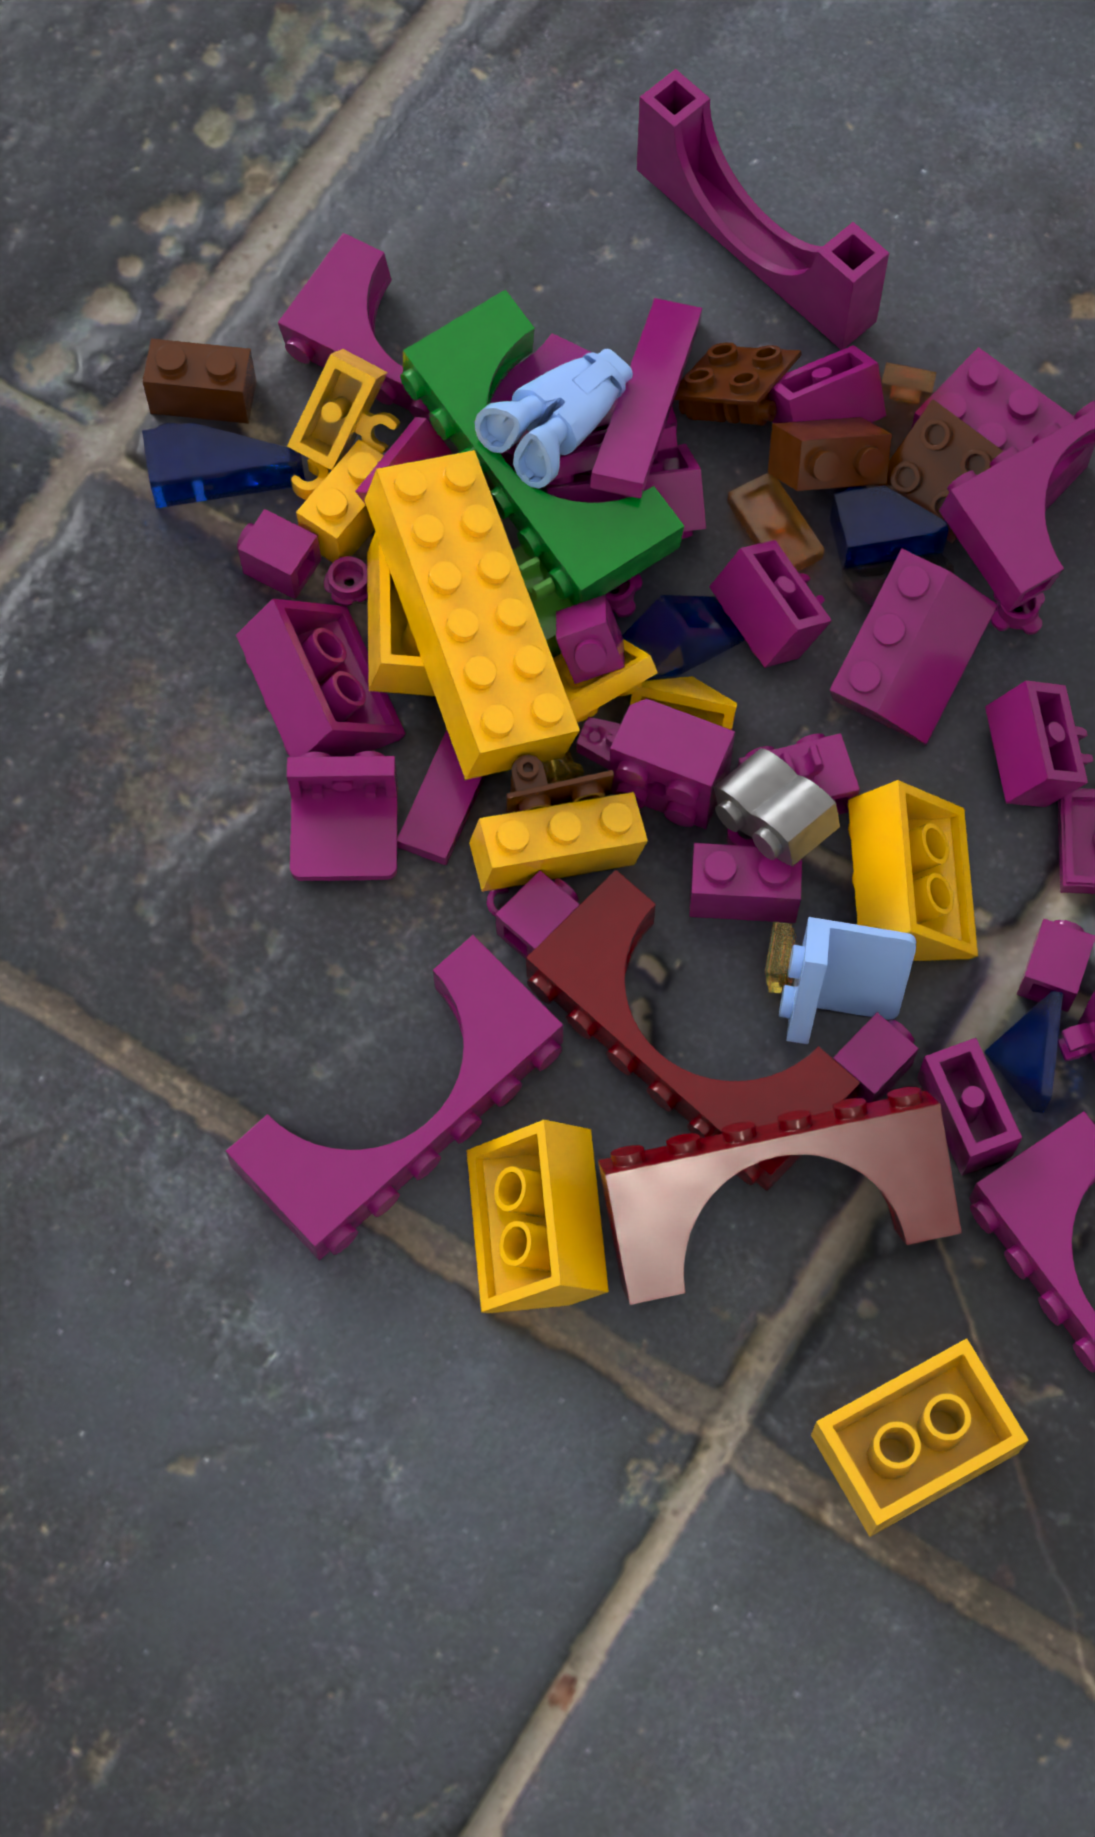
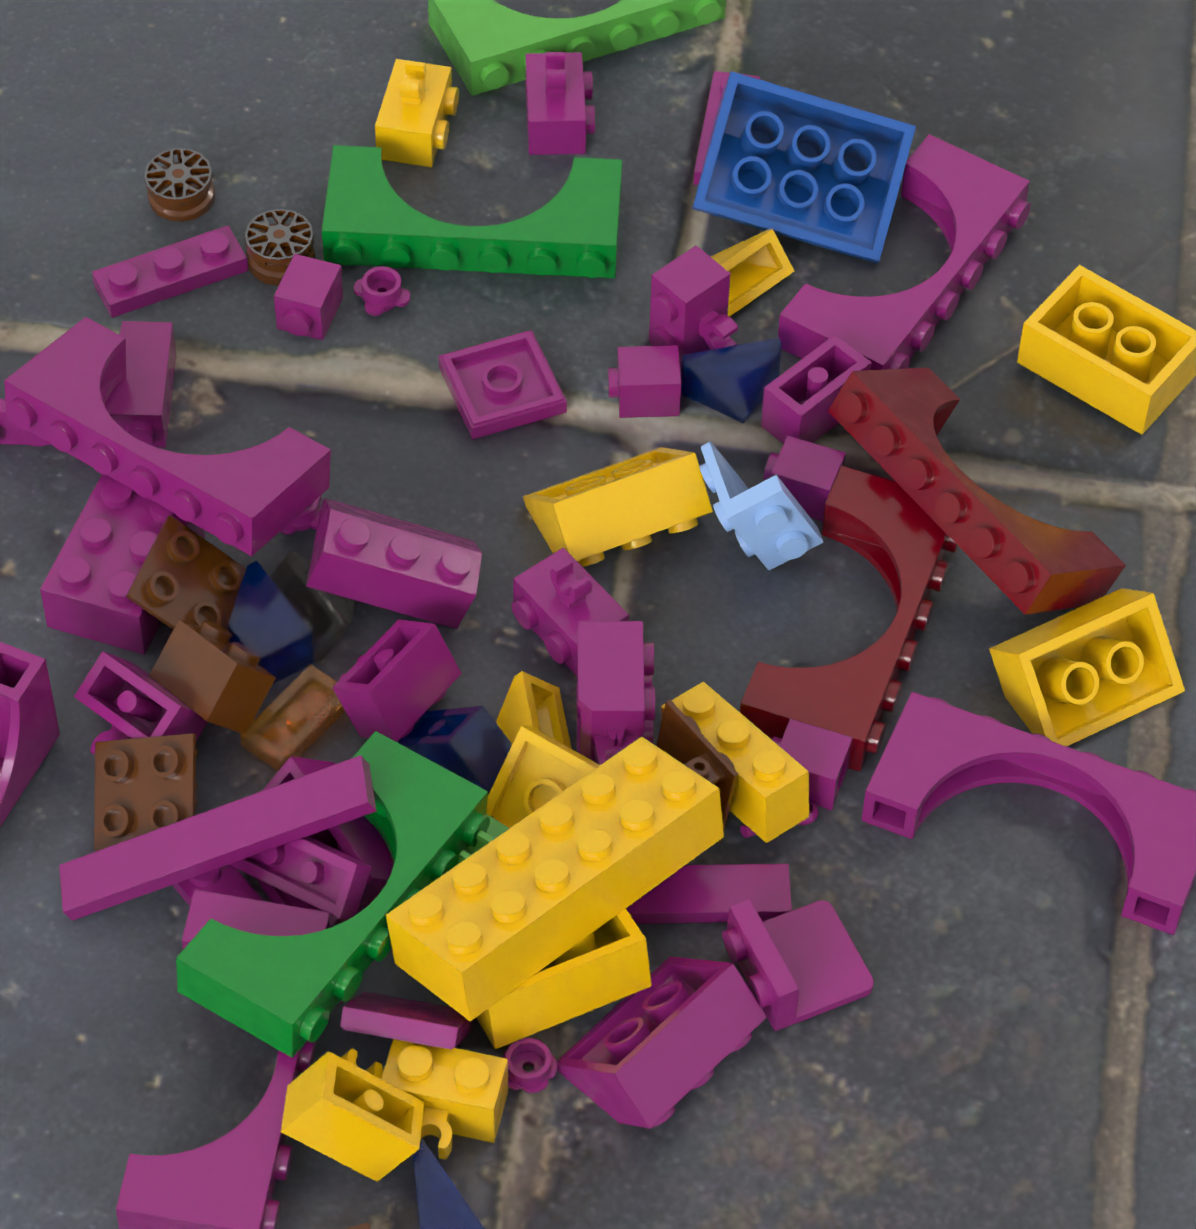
camera: 115 degrees left, 15 degrees down
(278, 553) = (531, 1136): magenta brick -> none
(556, 410) = (303, 866): light blue piece -> none
(590, 639) = (523, 783): magenta brick -> none
(742, 883) = (688, 617): magenta brick -> none
(776, 807) = (632, 574): flat silver brick -> none
(778, 957) = (748, 570): clear yellow tile -> none
(908, 383) = (103, 629): clear orange plate -> none
(1037, 744) = (448, 442): magenta brick -> none

